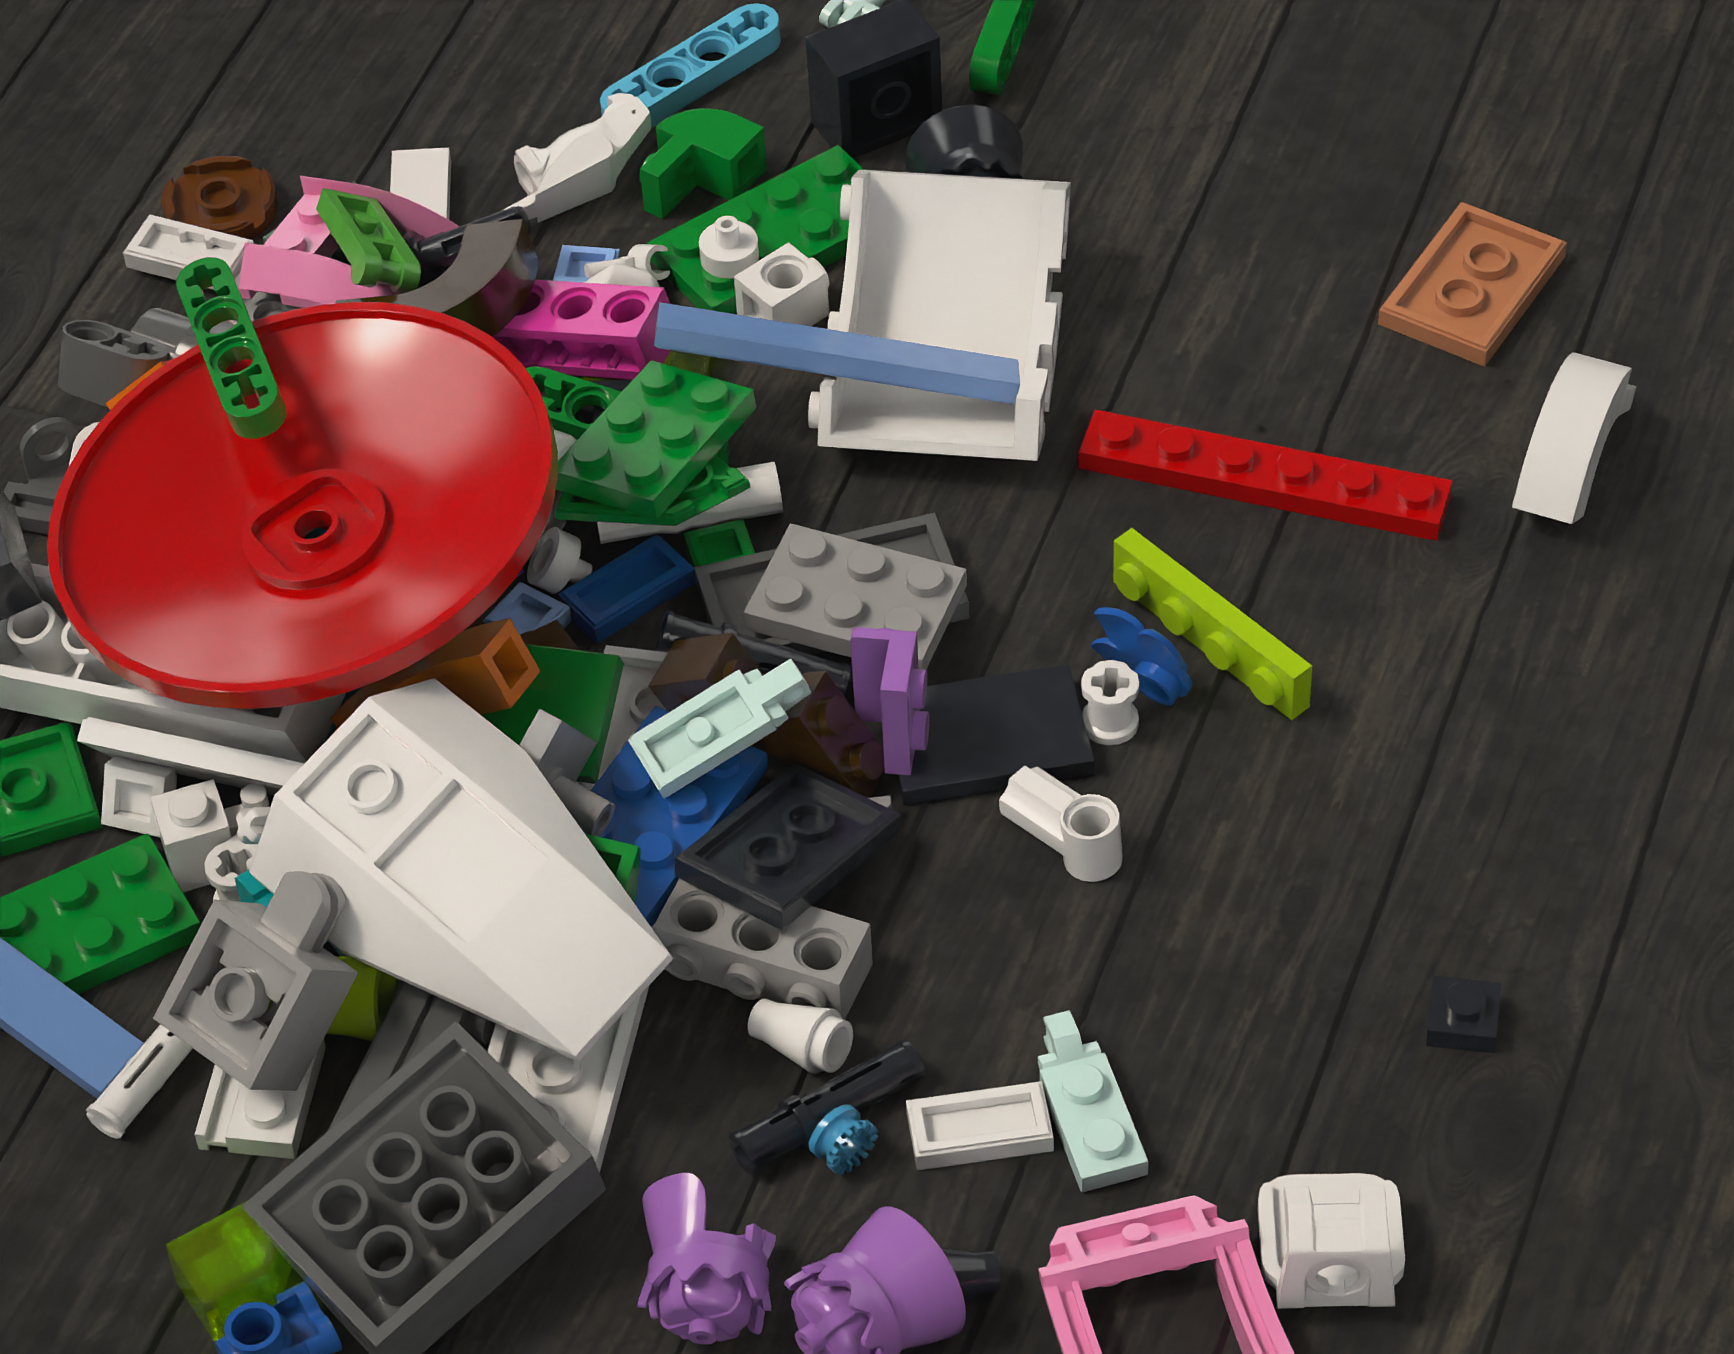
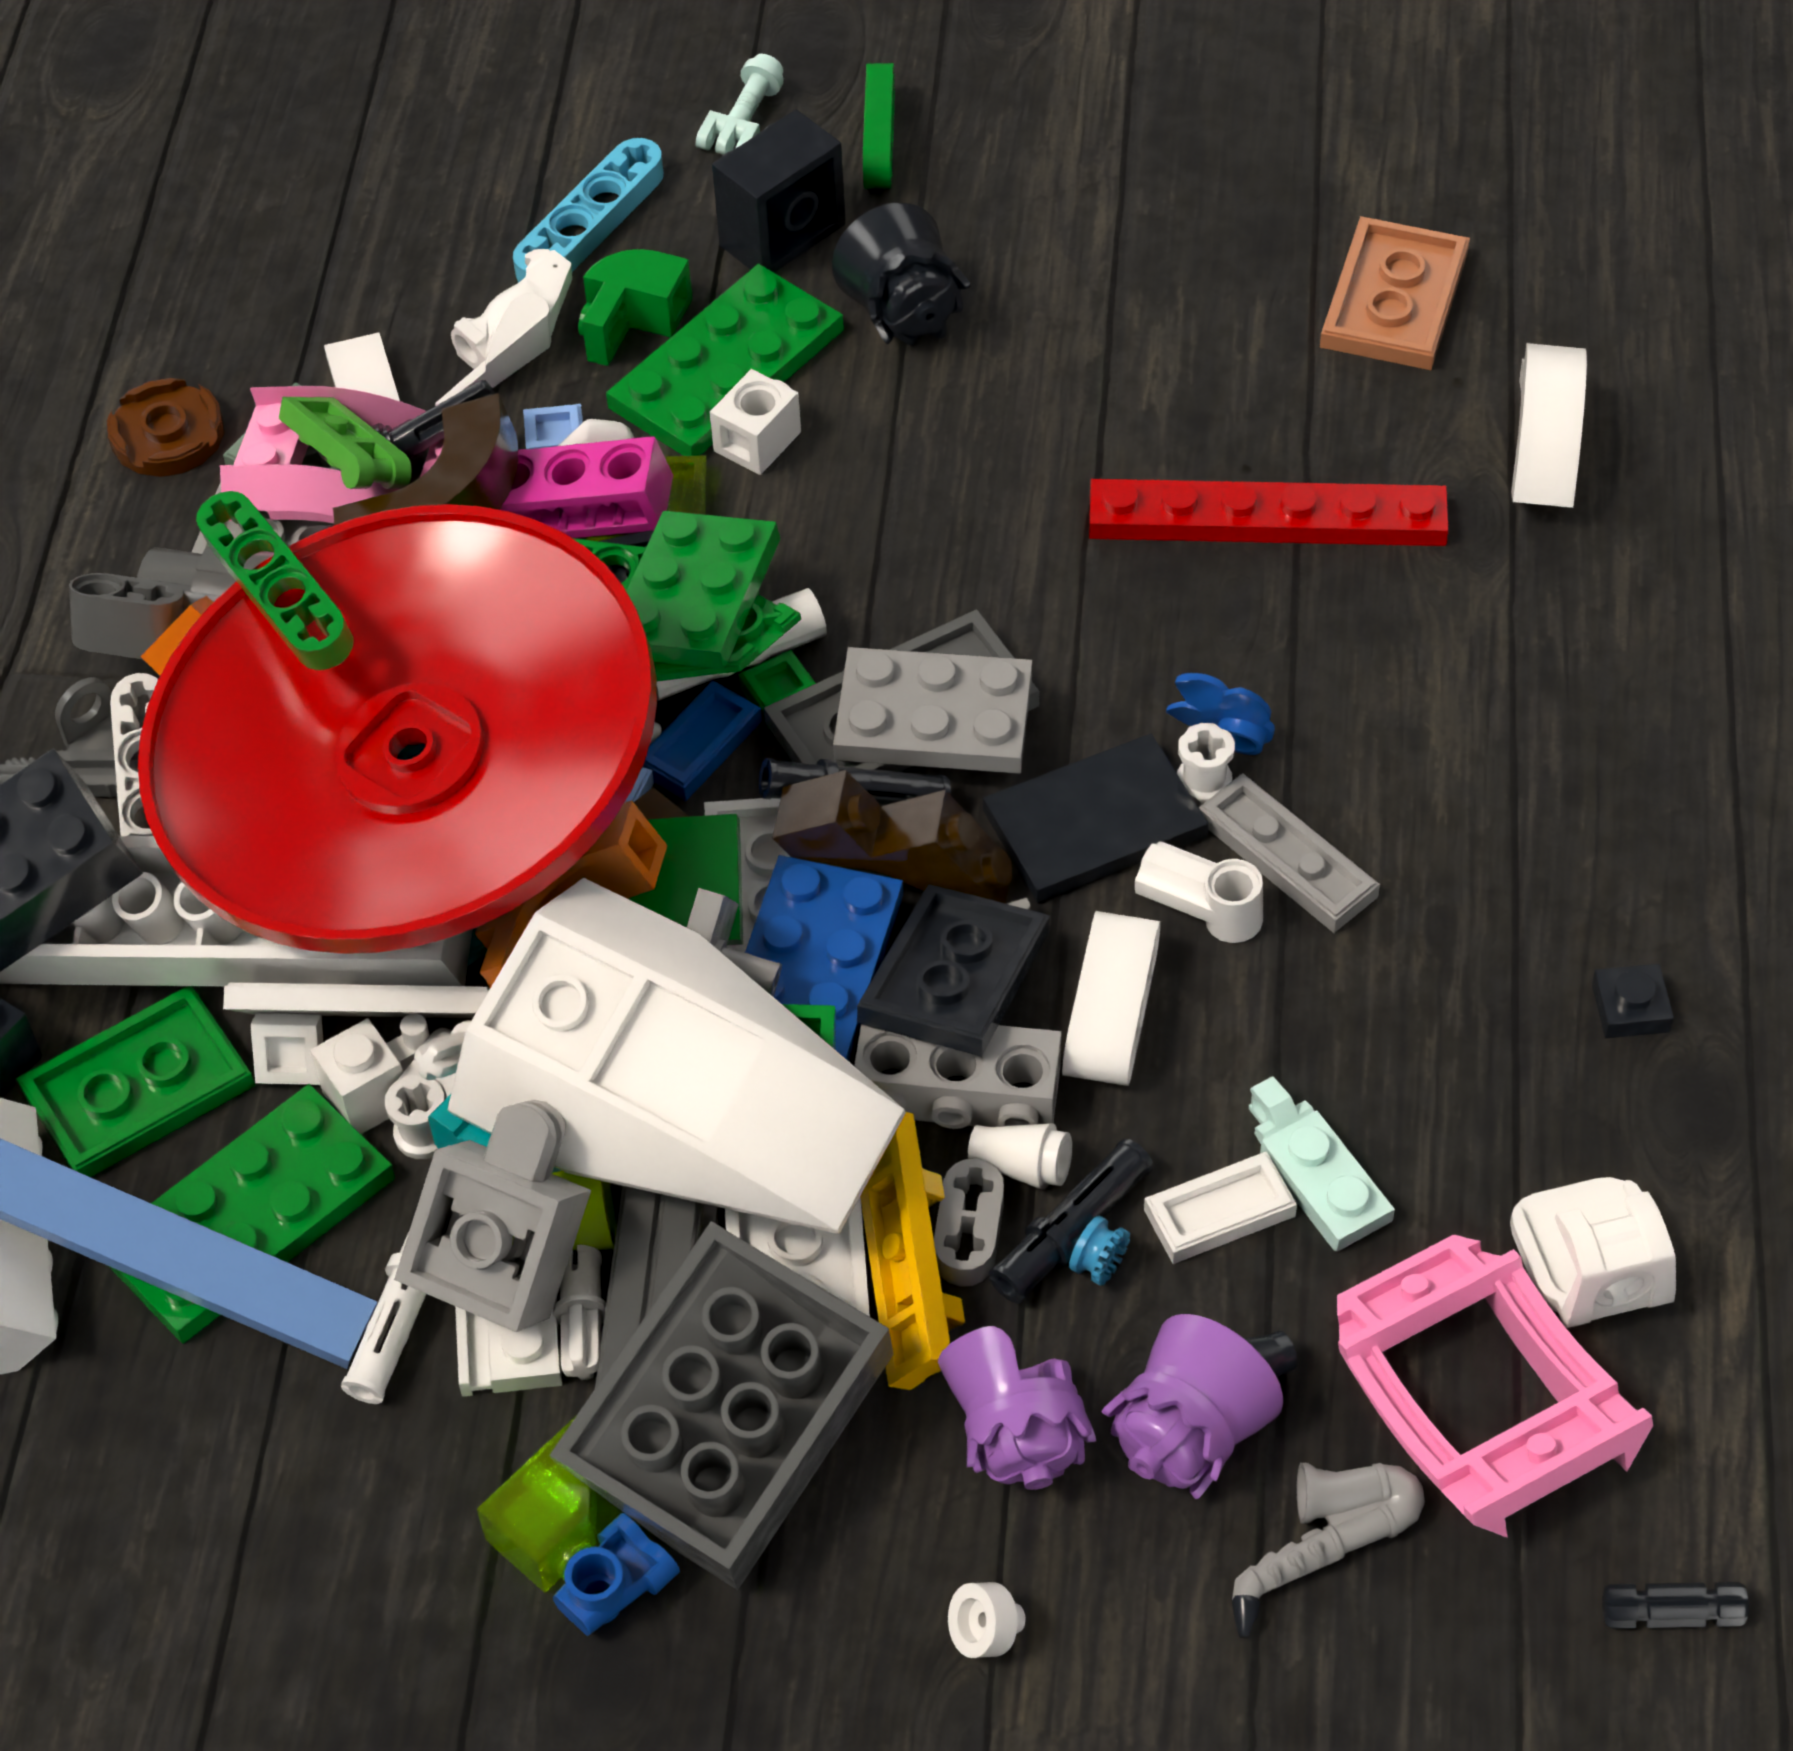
camera: 15 degrees left, 5 degrees up
(168, 246) = (153, 484): white plate -> none
(329, 1085) = (581, 1314): none -> white axle
(638, 257) = (604, 408): white hand -> none
(656, 1052) = (905, 1260): none -> yellow hinge
(717, 725) = (858, 866): light aqua hinge -> none
(717, 1082) = (982, 1223): none -> light grey beam
(728, 247) = (693, 385): white tile -> none
(837, 353) = (840, 470): medium blue tile -> none
(891, 691) = (1009, 792): medium lavender bracket -> none
(939, 906) = (1111, 998): none -> white beam
(956, 270) = (926, 414): white panel -> none
(1168, 805) = (1289, 853): none -> light grey tile
(1212, 624) = (1273, 668): lime plate -> none

